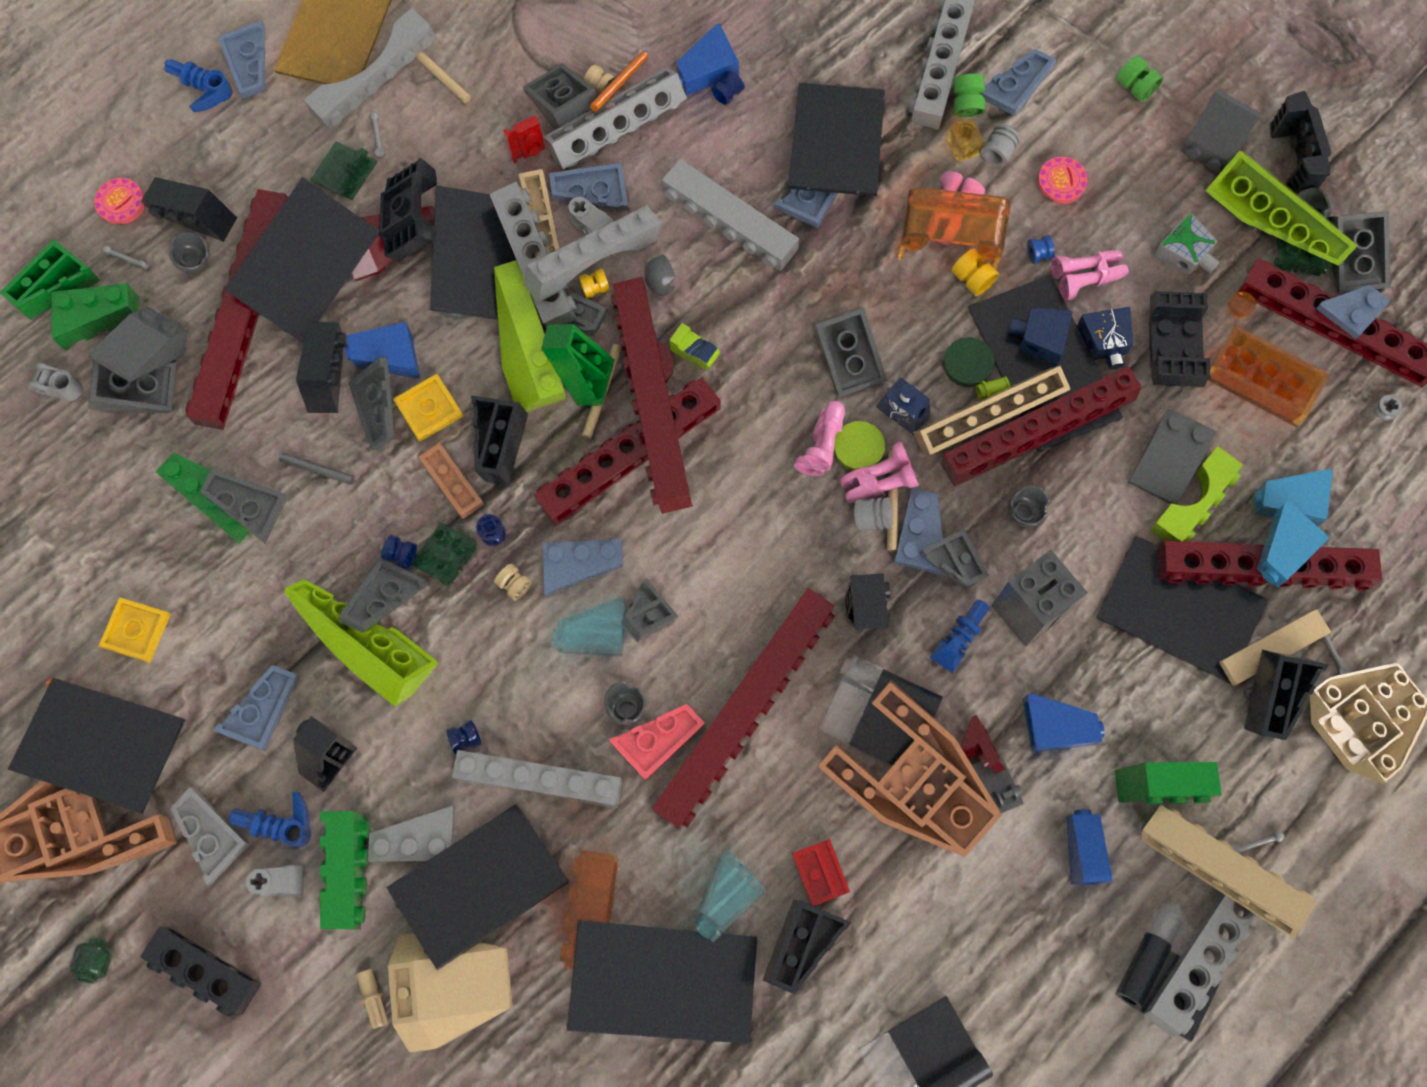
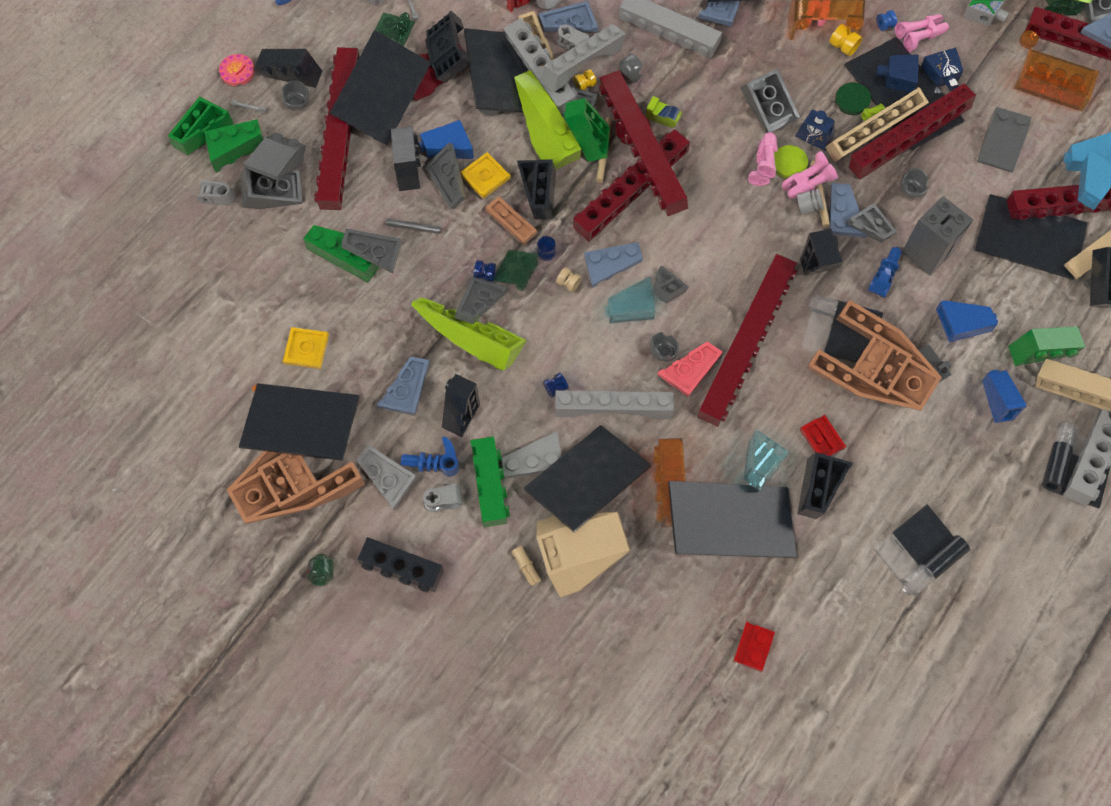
camera: 10 degrees left, 5 degrees down
(979, 742) = (918, 339): dark red slope -> none
(1178, 339) = (990, 65): black plate -> none
(1214, 475) = (1034, 149): lime arch -> none

